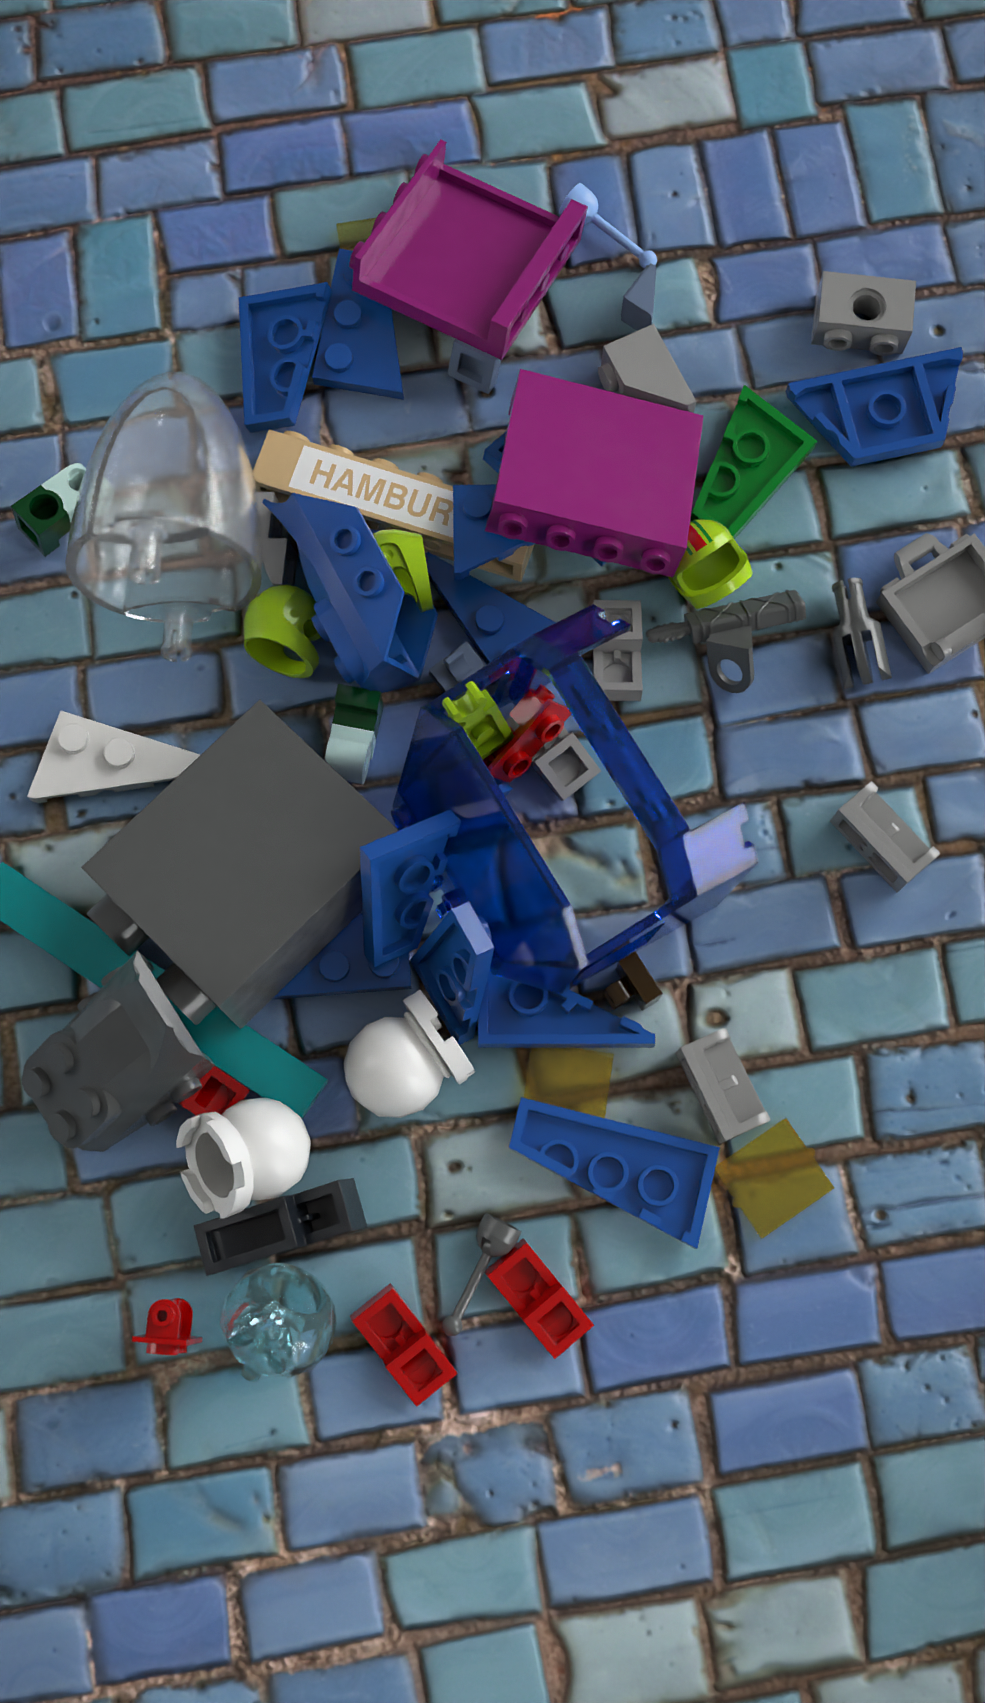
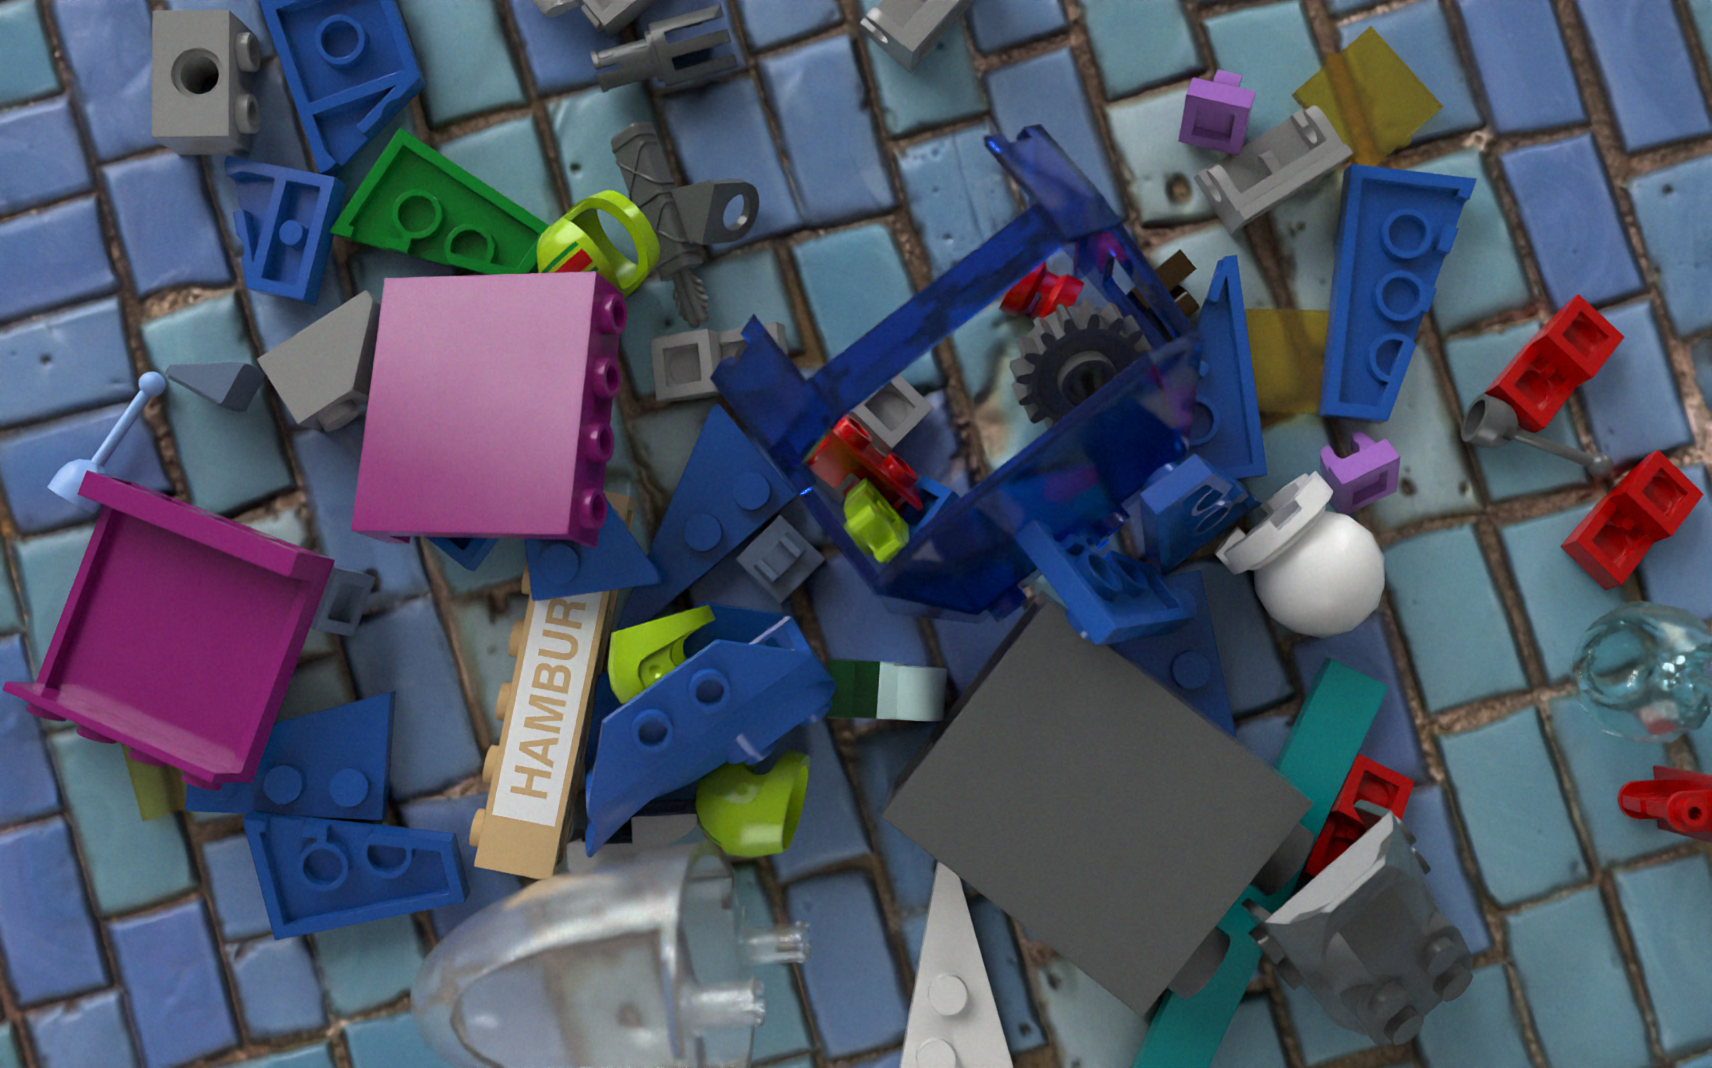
camera: 100 degrees left, 10 degrees up
(243, 1154) = (1457, 739): white tile -> none
(280, 1226) = (1520, 687): black slope -> none
(467, 1120) = (1362, 476): none -> medium lavender tile
(594, 894) = (1062, 343): none -> dark grey gear
(639, 890) = (1054, 290): none -> red wheel
(751, 357) = (284, 226): none -> blue wing
(772, 1045) = (1217, 113): none -> medium lavender tile

